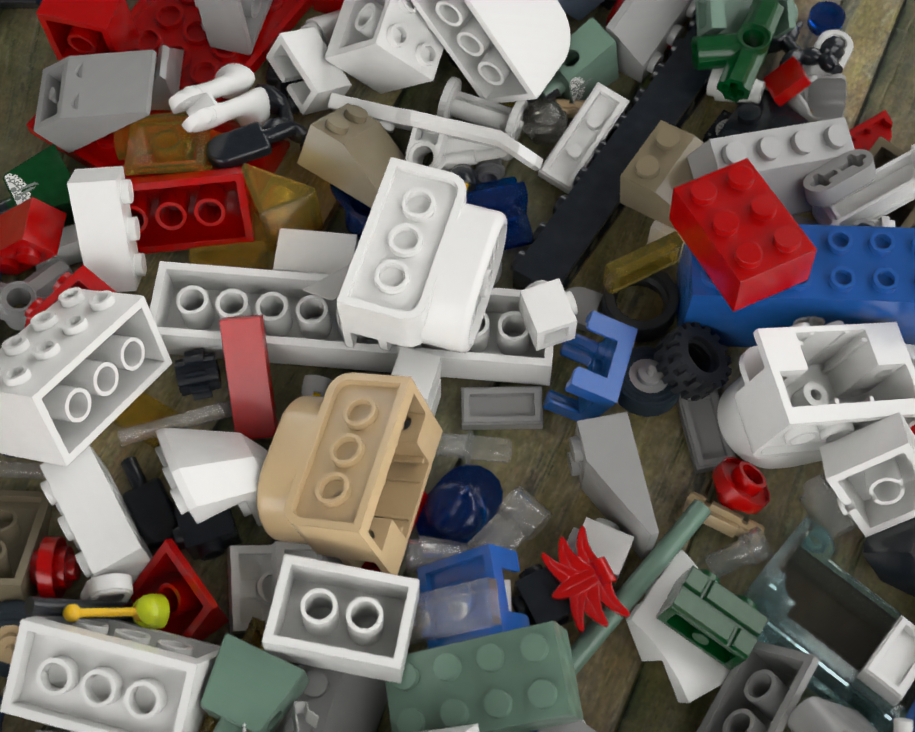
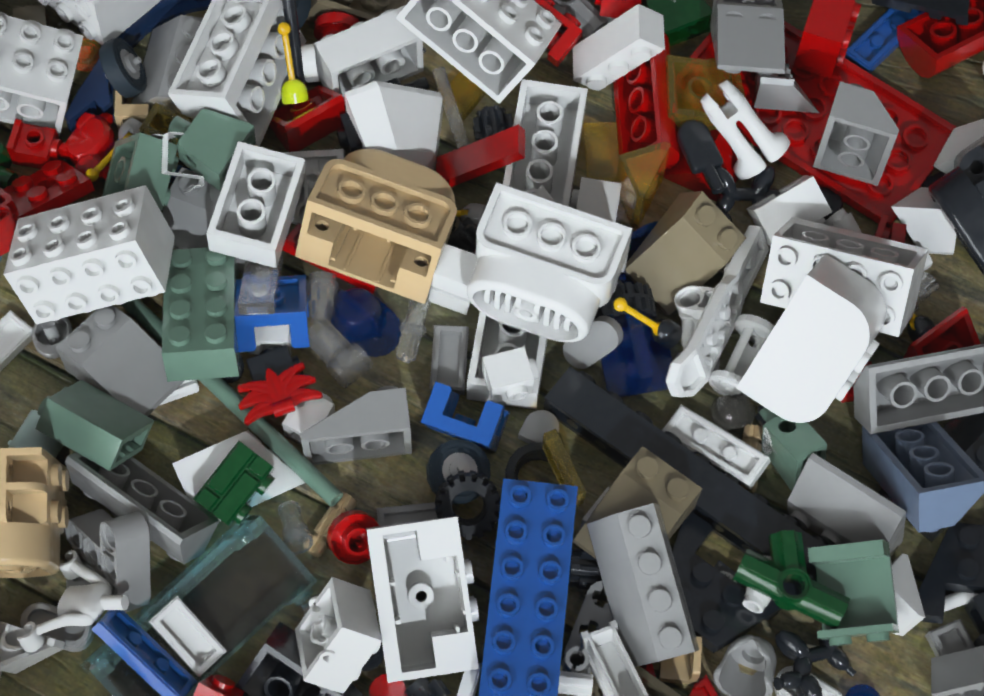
camera: 90 degrees right, 0 degrees up
(741, 234) = (547, 510): red brick -> none
(786, 81) = (762, 629): red tile -> none
(839, 178) = (629, 638): light grey beam -> none

